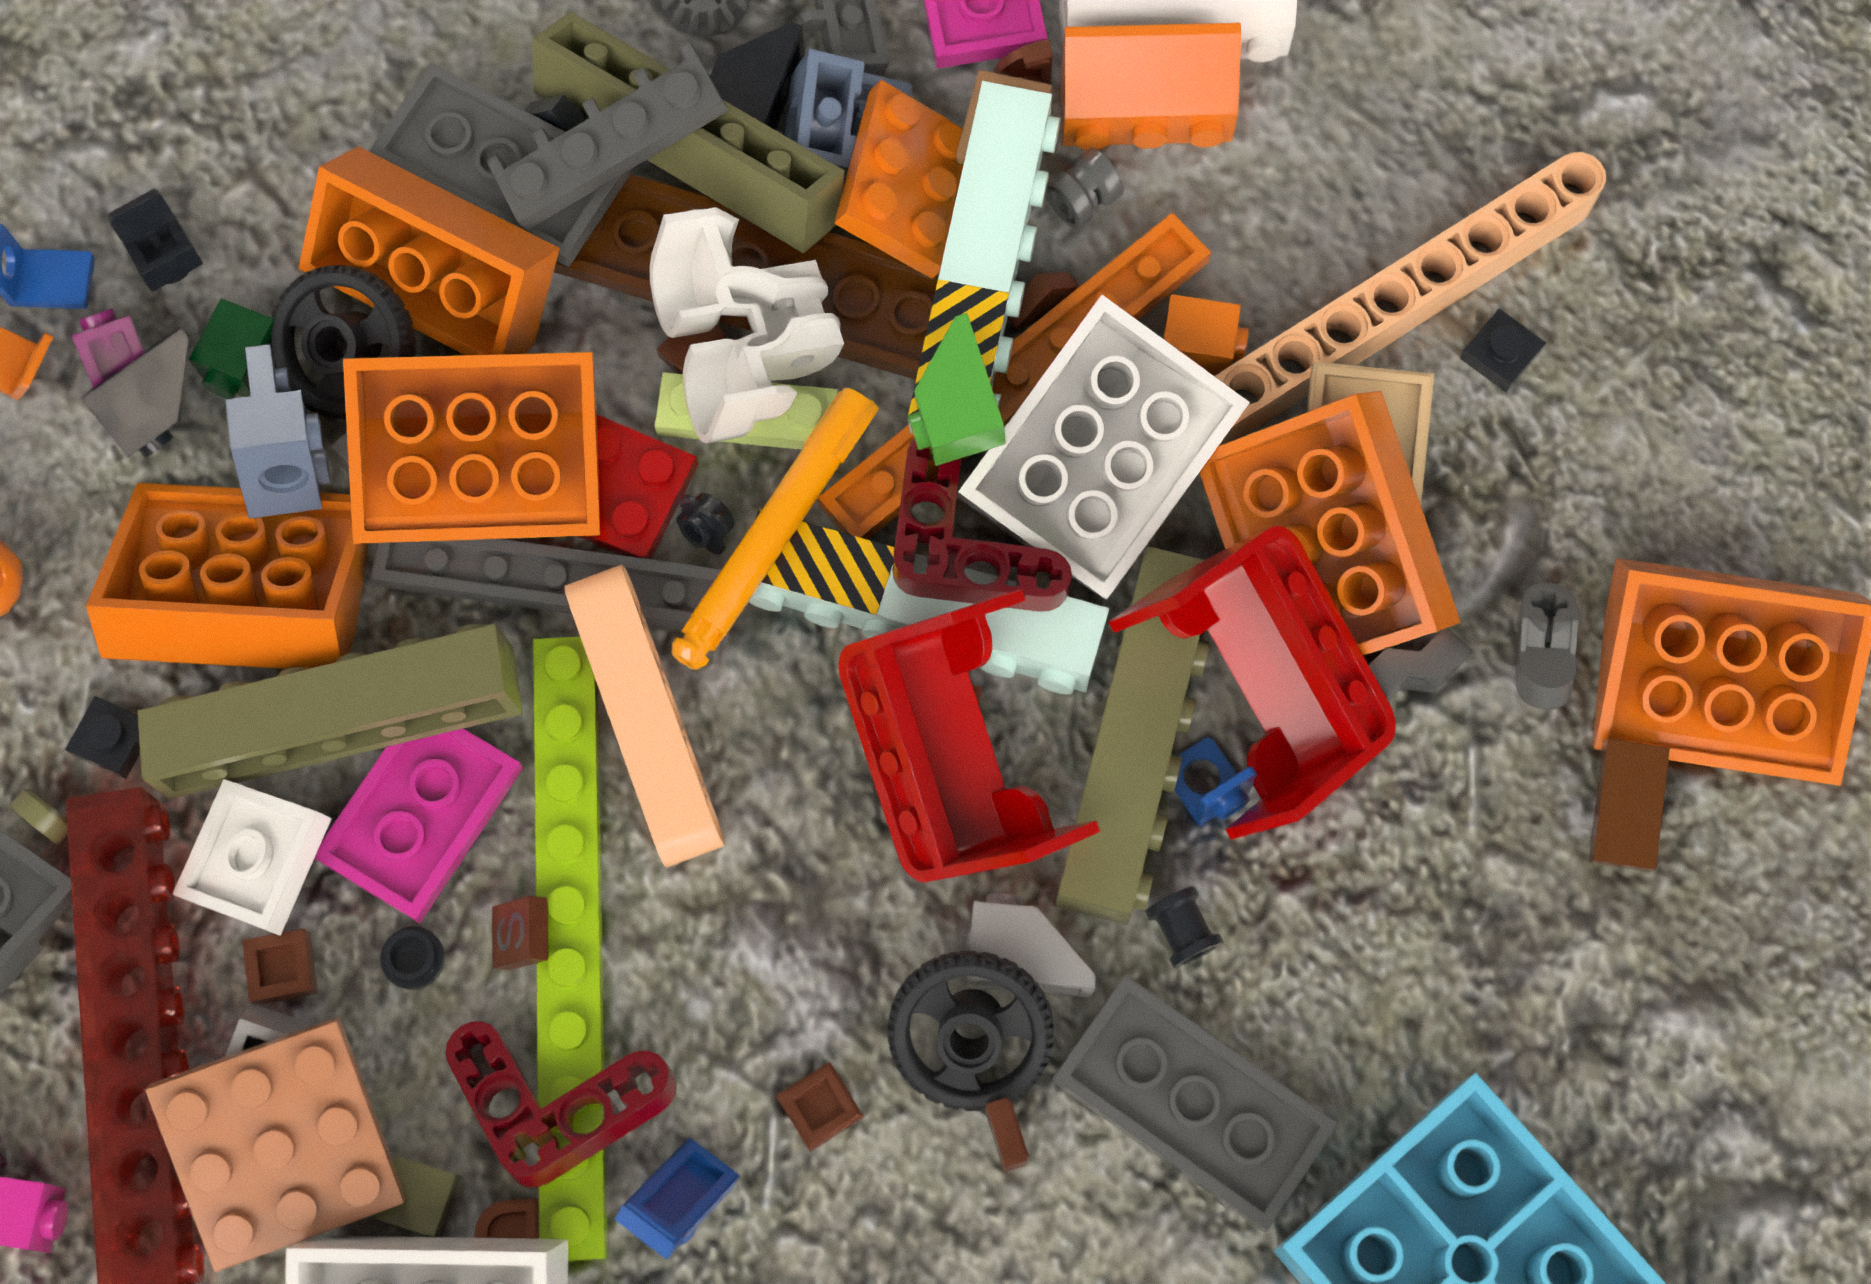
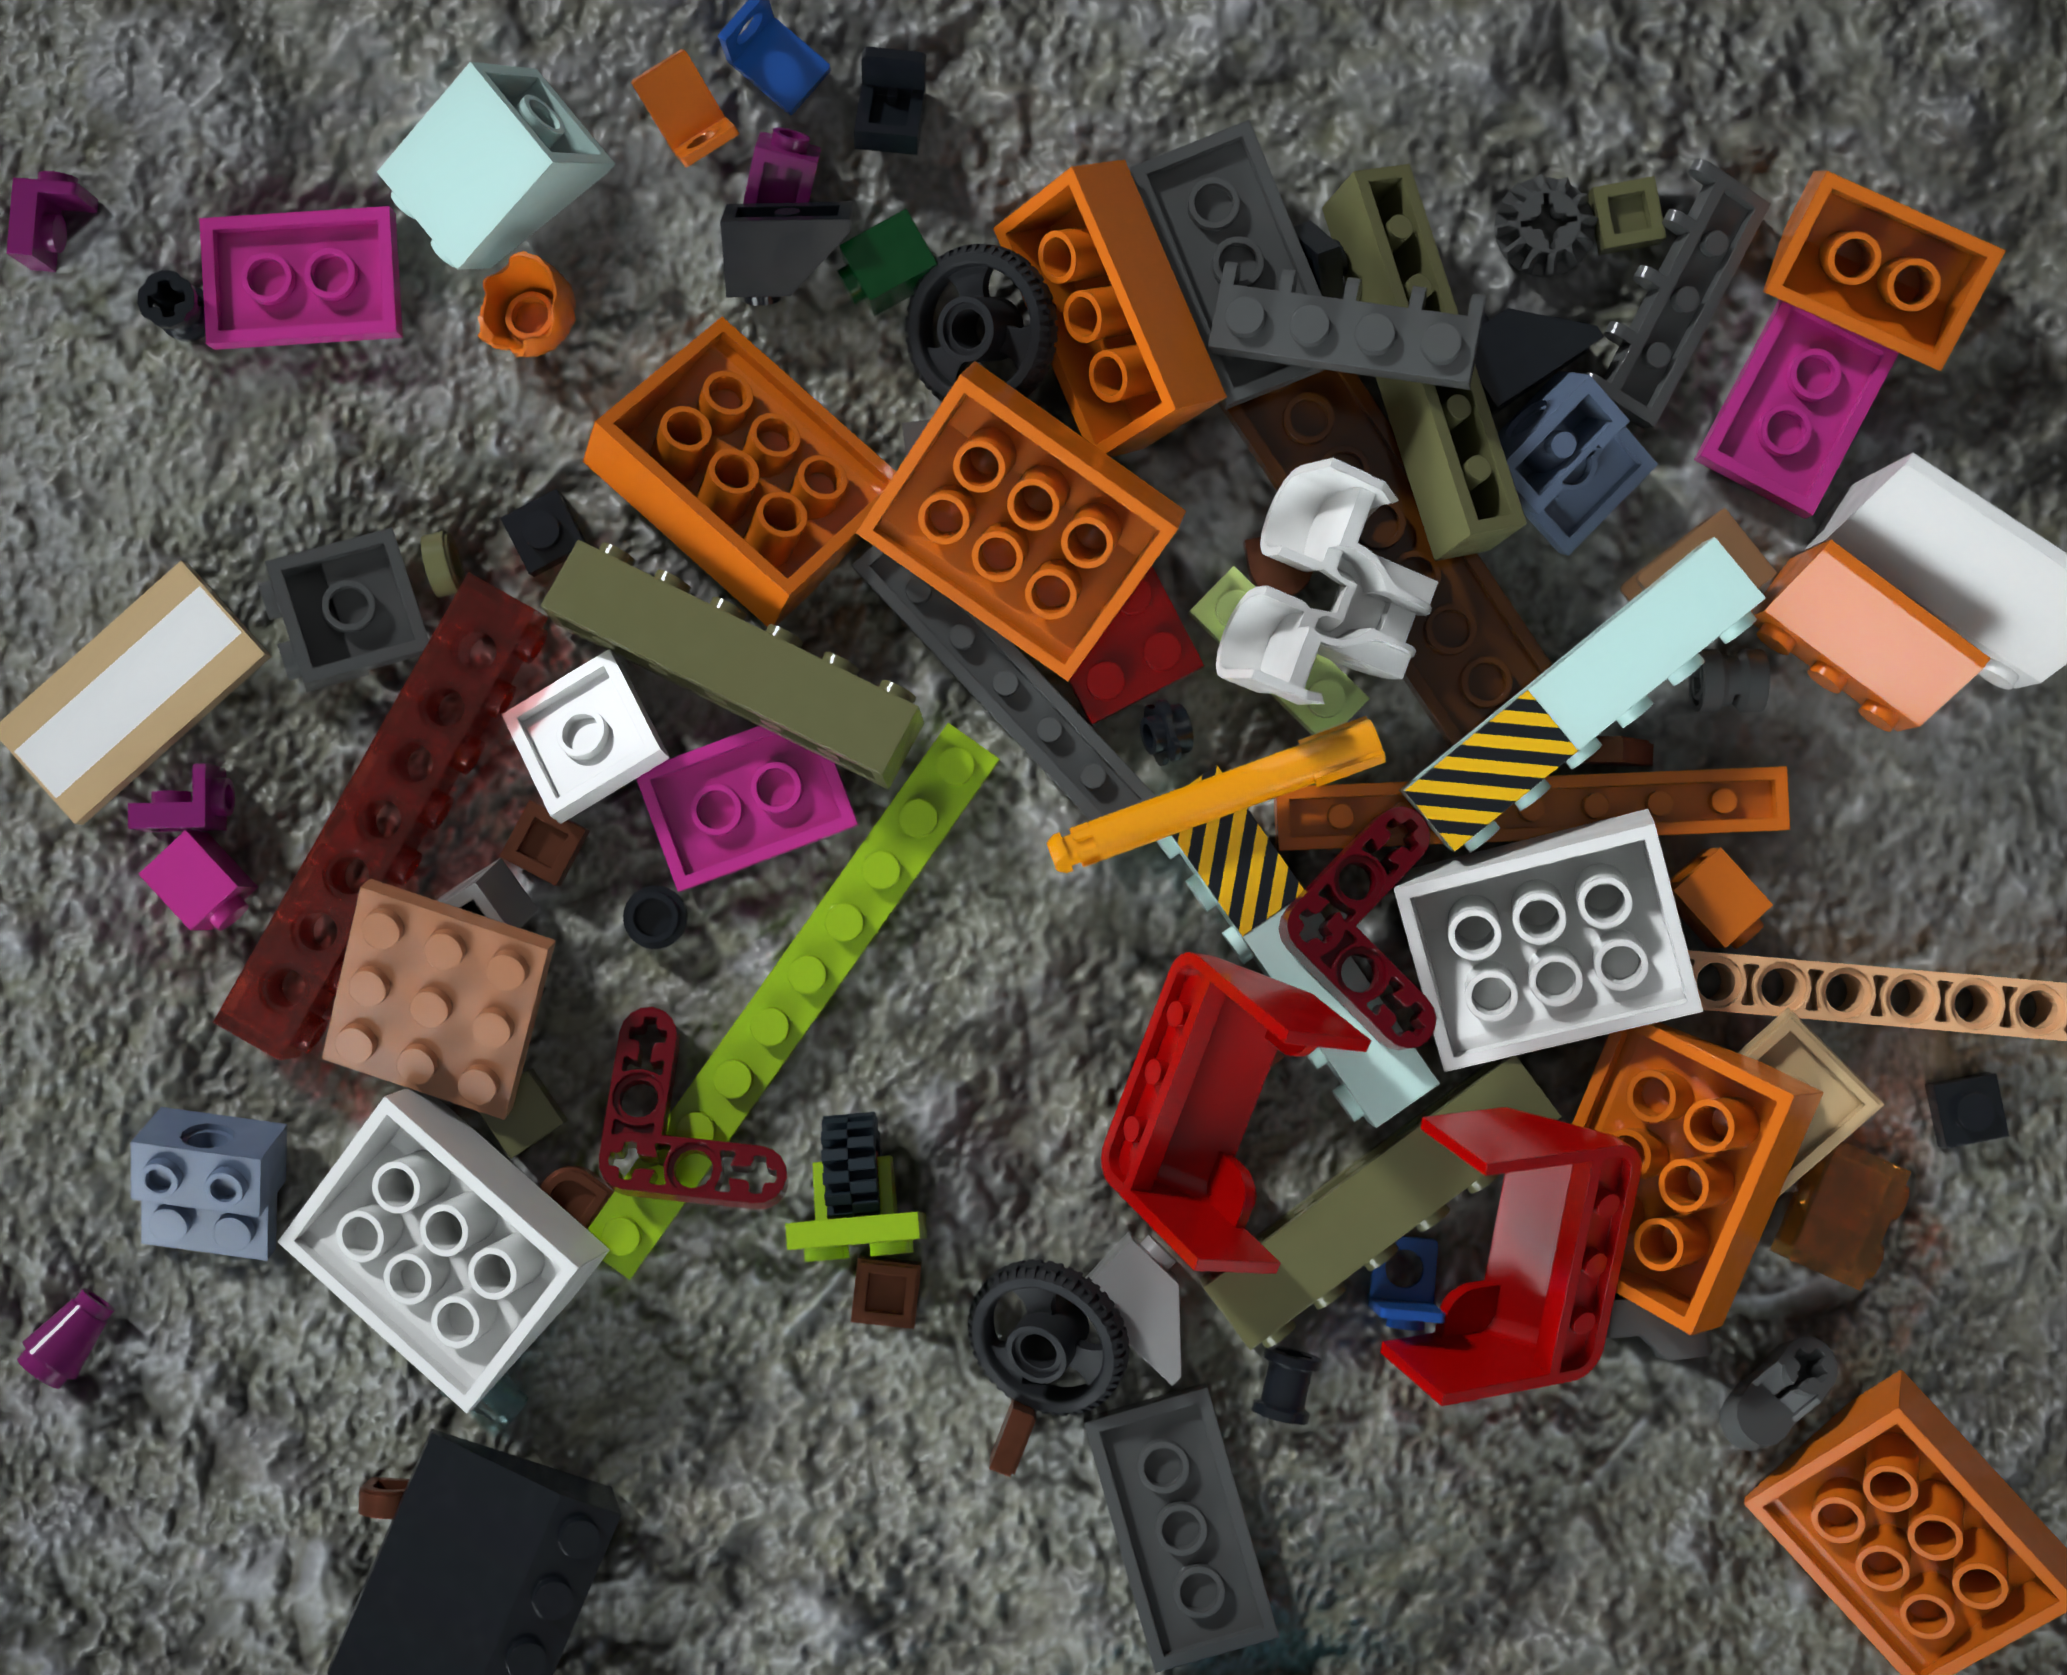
camera: 40 degrees right, 15 degrees up
(275, 442) = (855, 386): sand blue brick -> none
(520, 933) = (753, 967): copper tile -> none
(644, 716) = (988, 865): light nougat beam -> none
(677, 1198) = (717, 1286): blue tile -> none
(738, 1043) = (854, 1196): none -> plate
(902, 179) = (1577, 558): orange plate -> none
(956, 400) = (1454, 819): bright green slope -> none
(1028, 62) = (1770, 524): copper tile -> none
(1478, 483) = (1843, 1215): none -> clear orange brick
(1629, 805) = (1730, 1573): reddish brown tile -> none

